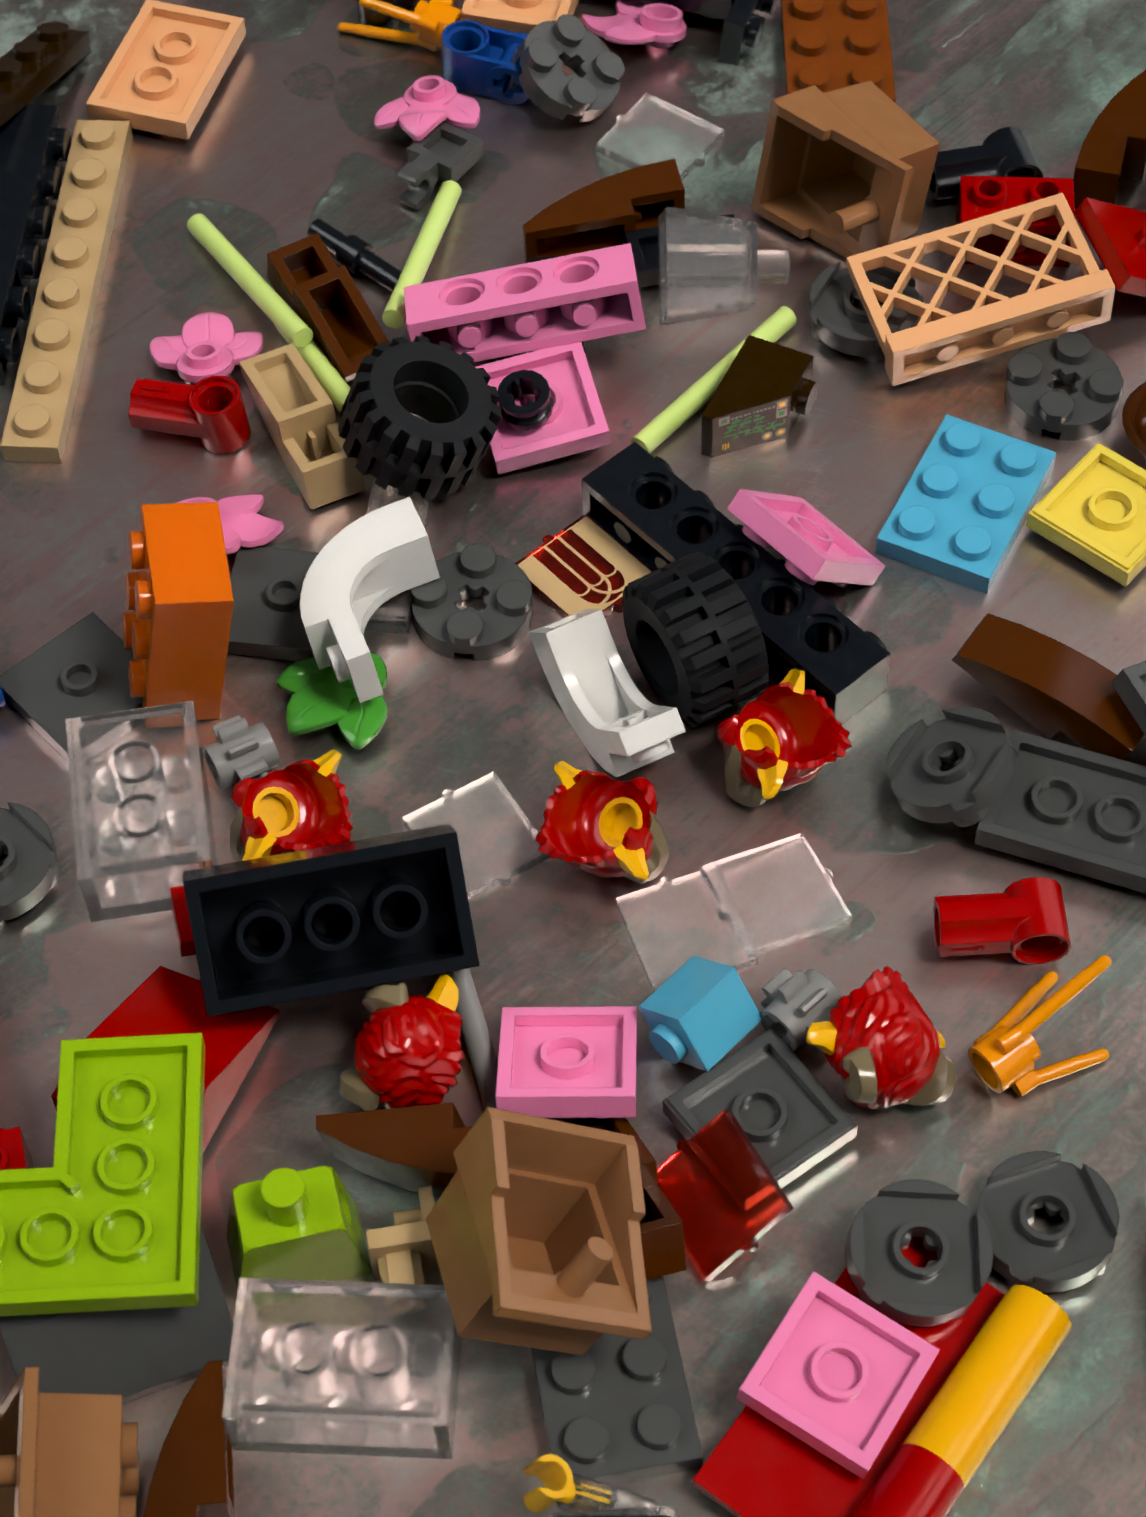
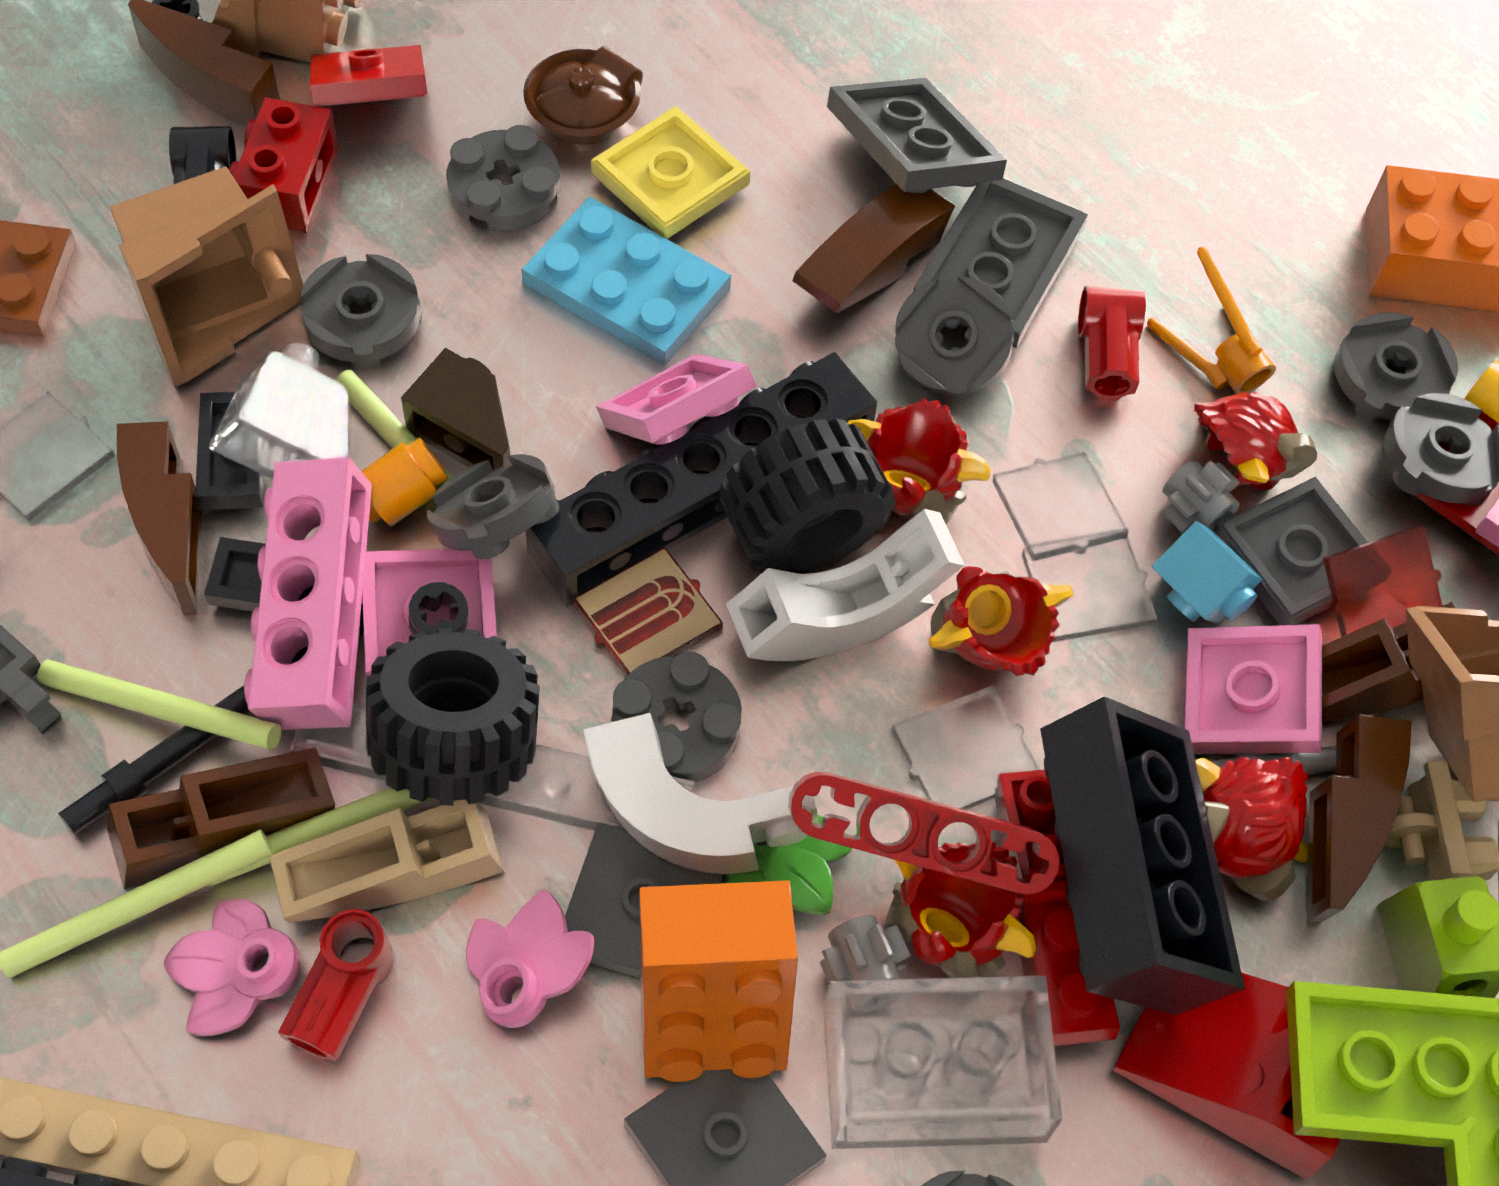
camera: 90 degrees left, 5 degrees up
(336, 668) = (920, 842): none -> red beam
(646, 416) = (489, 507): none -> dark grey plate
(669, 360) = (403, 481): none -> light orange brick
(995, 321) = (435, 207): light nougat fence -> none

